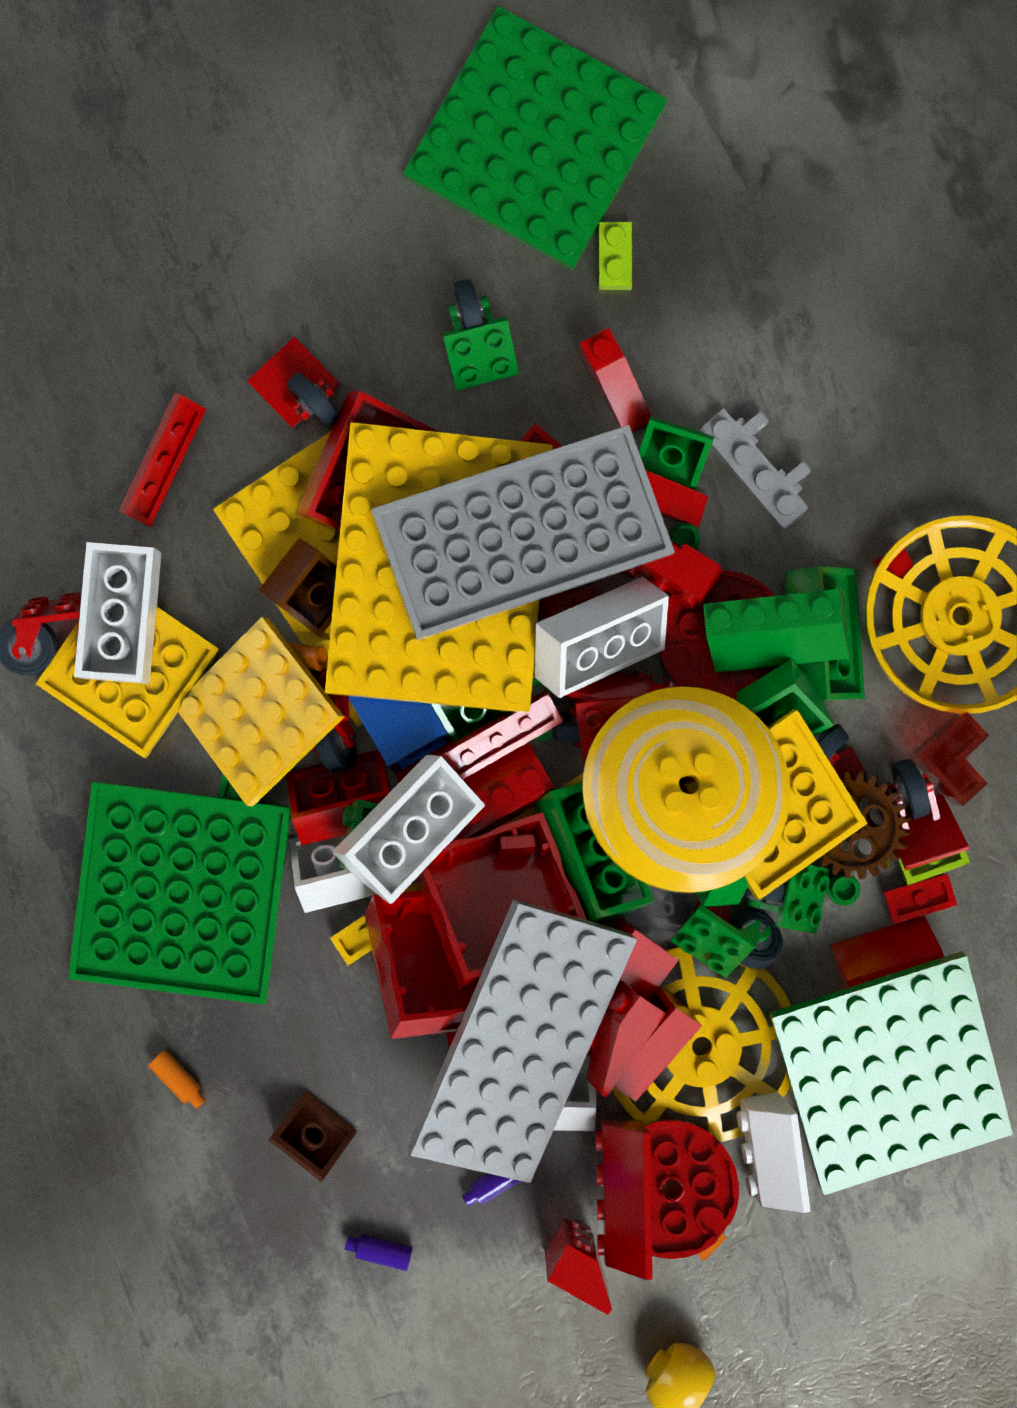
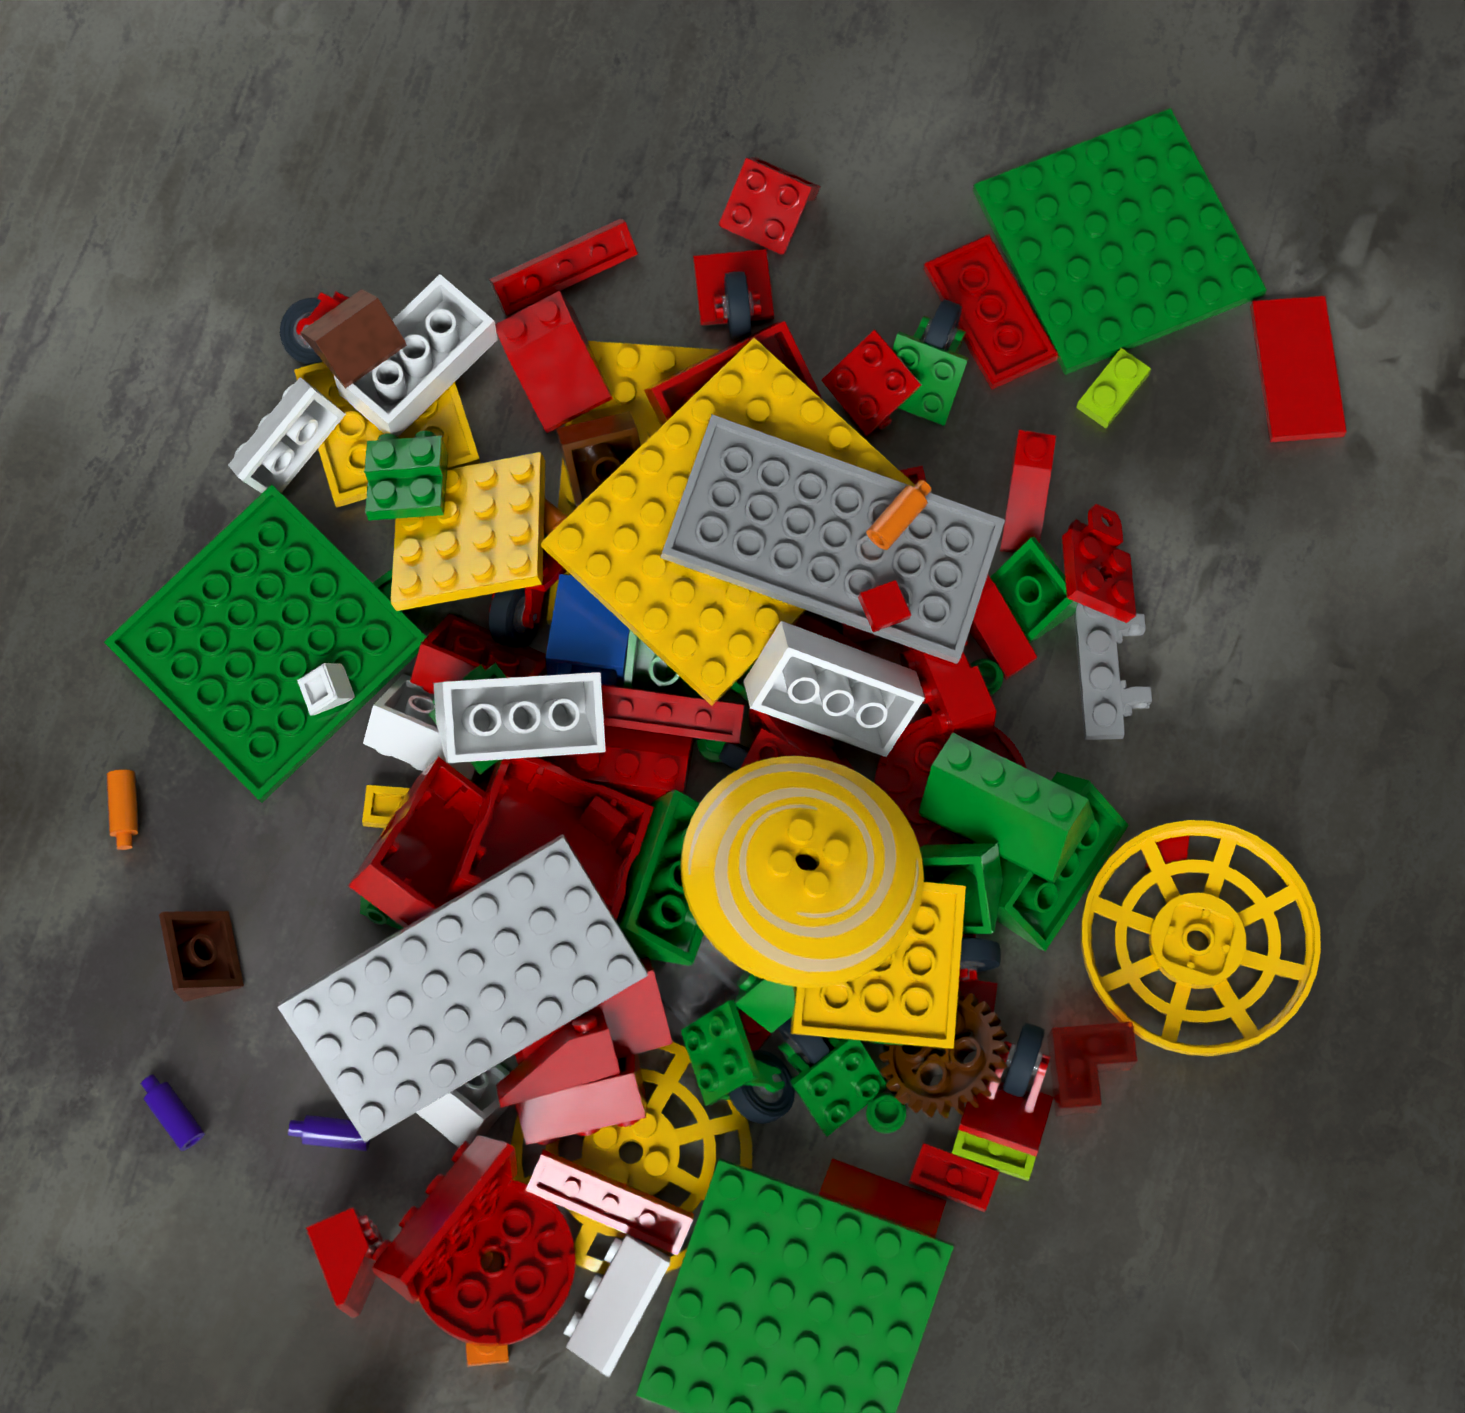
camera: 40 degrees right, 15 degrees down
(65, 638) = (354, 337): none -> copper slope
(73, 742) = (286, 438): none -> white slope
(182, 706) = (405, 476): none -> green plate
(214, 539) = (553, 361): none -> red slope
(249, 896) = (326, 688): none -> white slope
(268, 300) = (767, 204): none -> red bracket
(448, 384) = (871, 383): none -> red hinge
(495, 263) = (995, 313): none -> red tile
(558, 481) = (899, 515): none -> orange cylinder
(597, 556) = (884, 606): none -> red tile
(697, 393) = (1097, 570): none -> red plate
(718, 1094) = (610, 1202): none -> plate
(731, 143) = (1298, 369): none -> red tile

